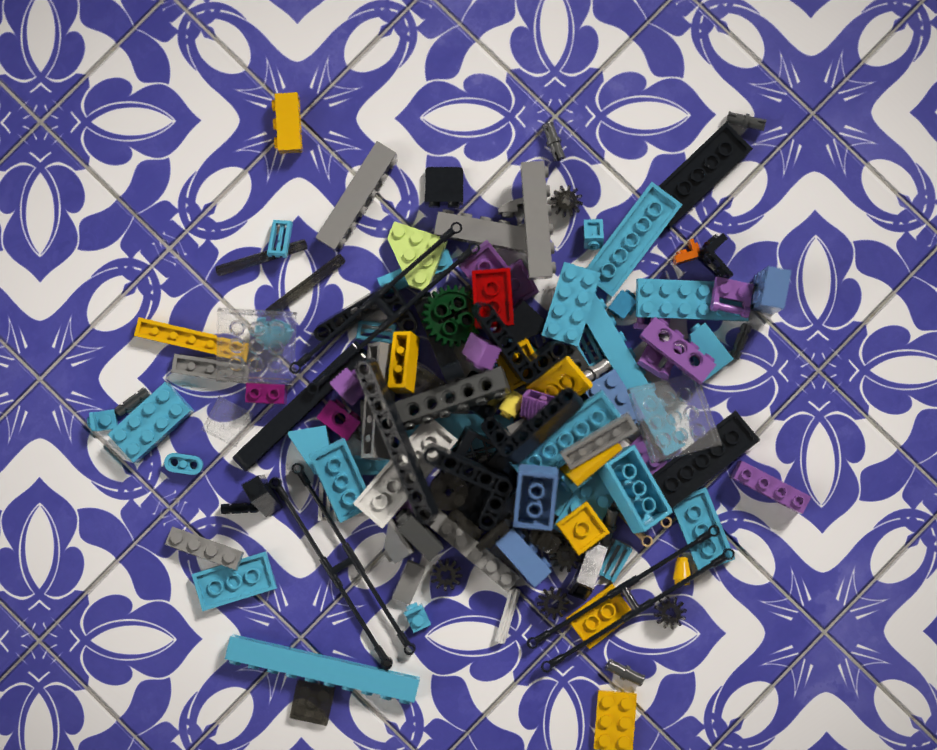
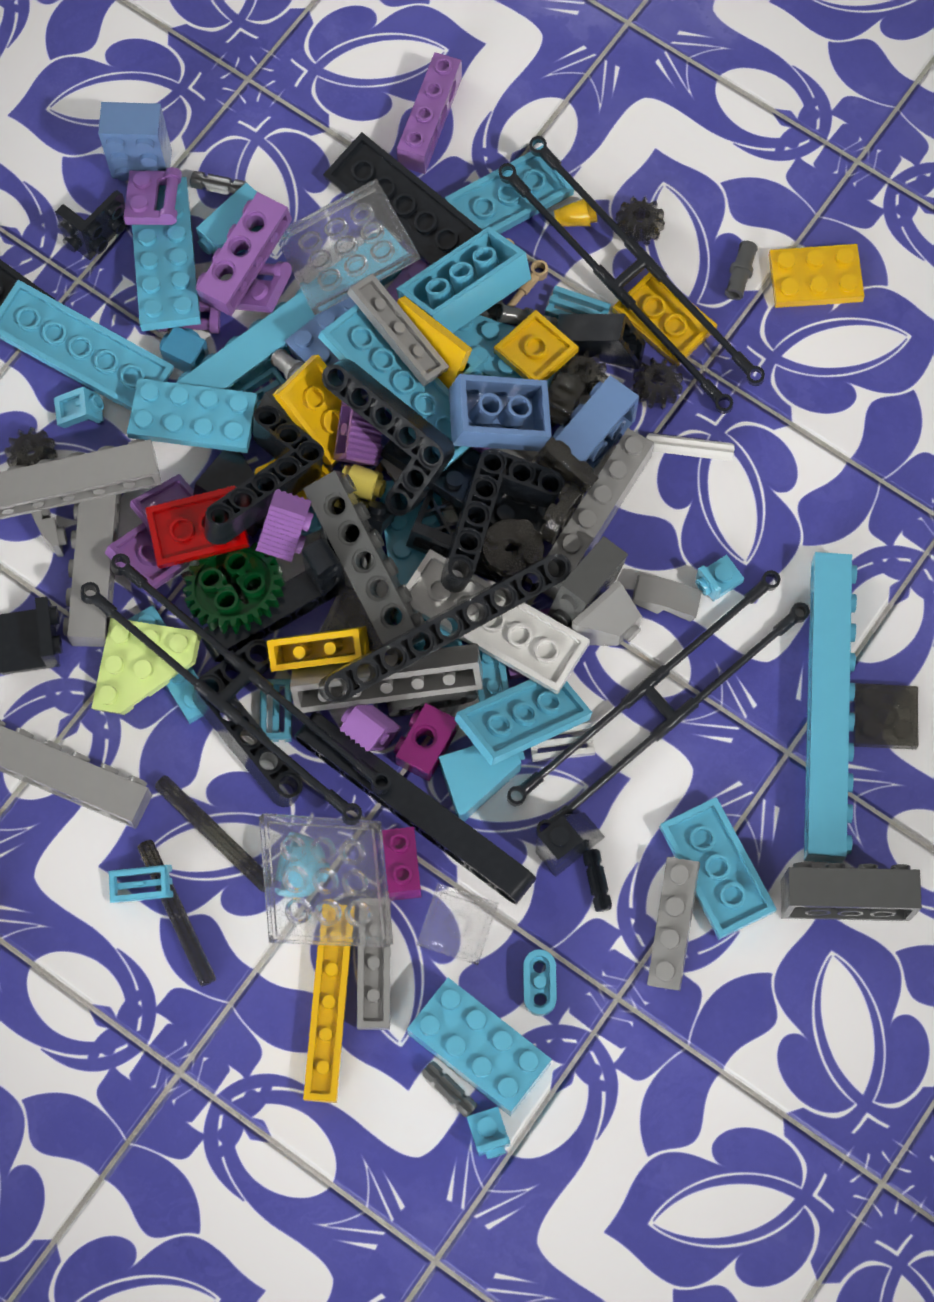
camera: 100 degrees left, 15 degrees down
(201, 656) = (850, 892): none -> dark grey brick
(448, 581) = (644, 531): clear smoke gear -> none
(685, 256) = (91, 265): orange bracket -> none

